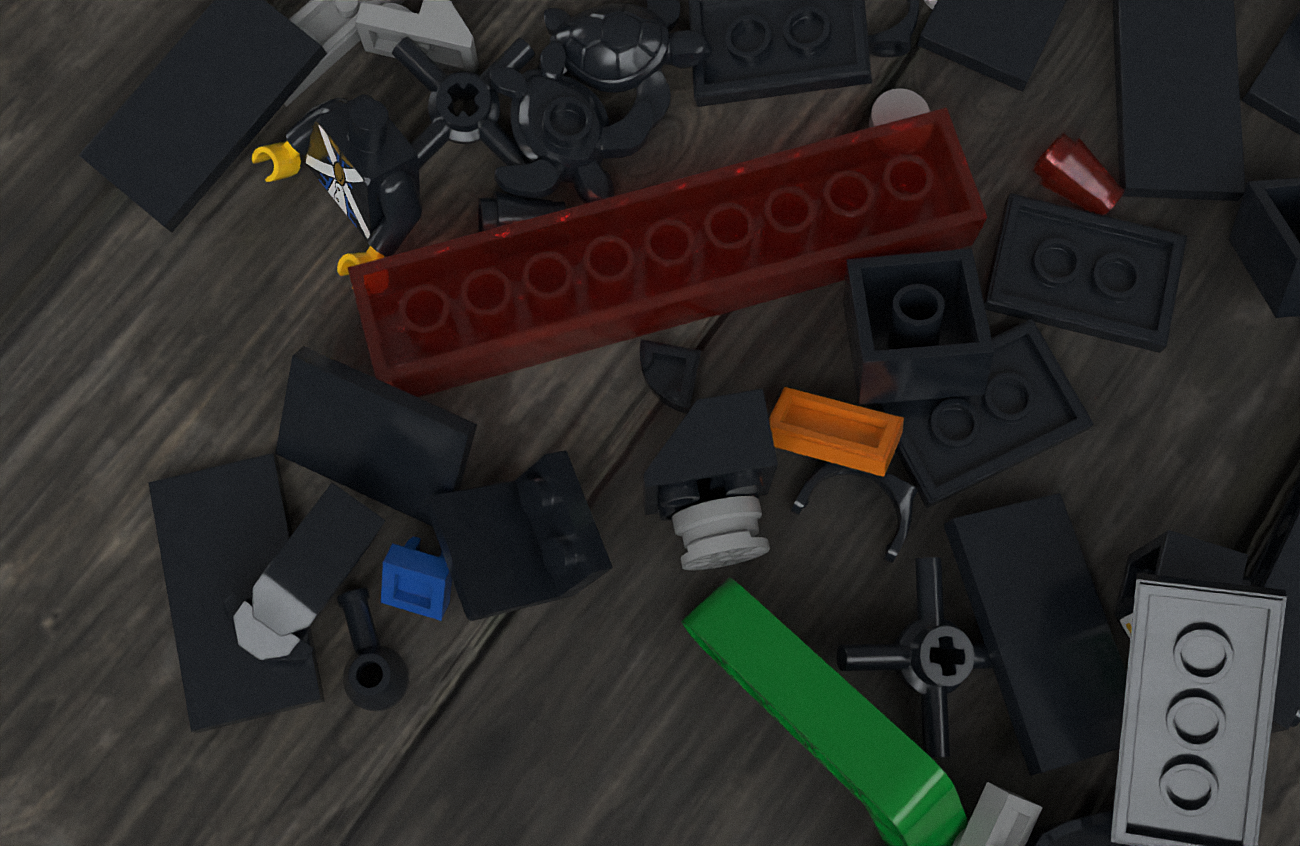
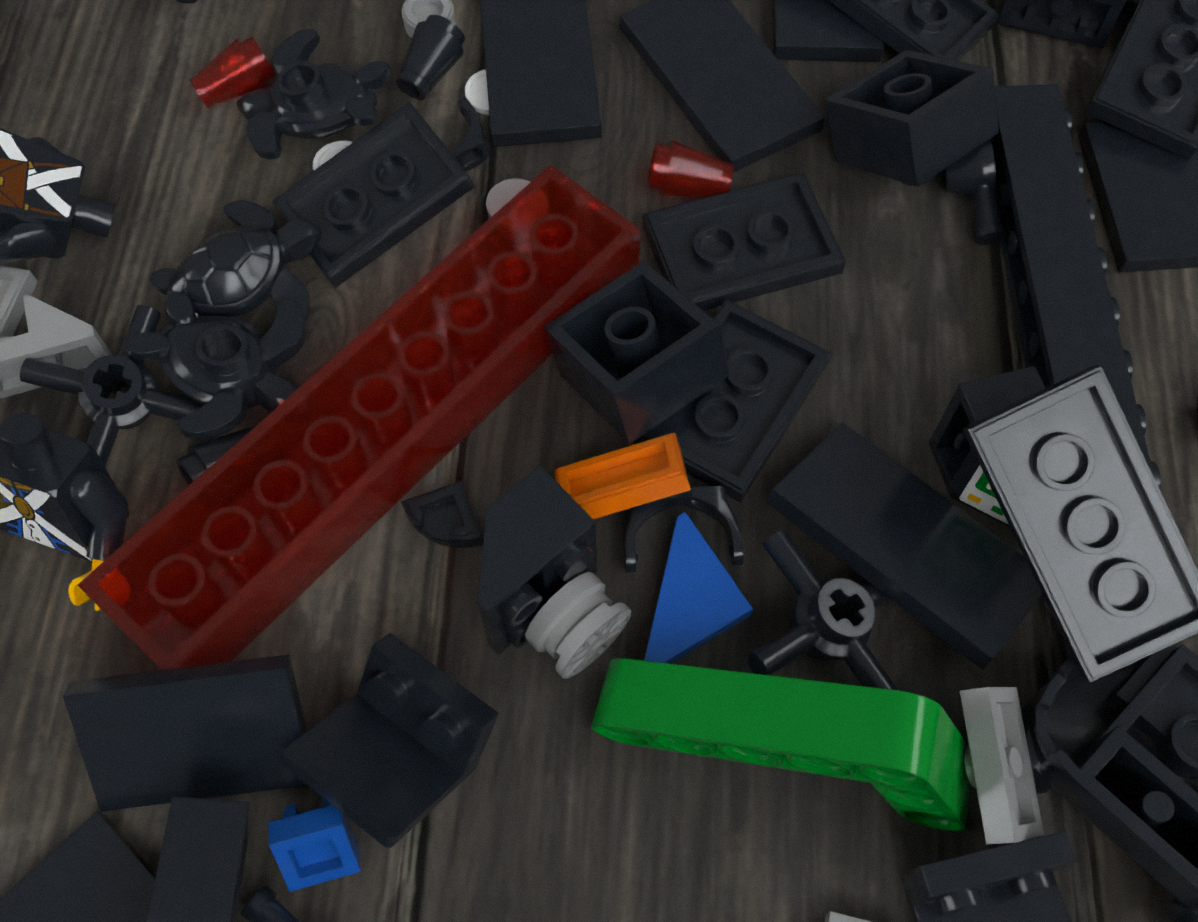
camera: 30 degrees left, 10 degrees down
(832, 568) = (695, 598): none -> blue tile

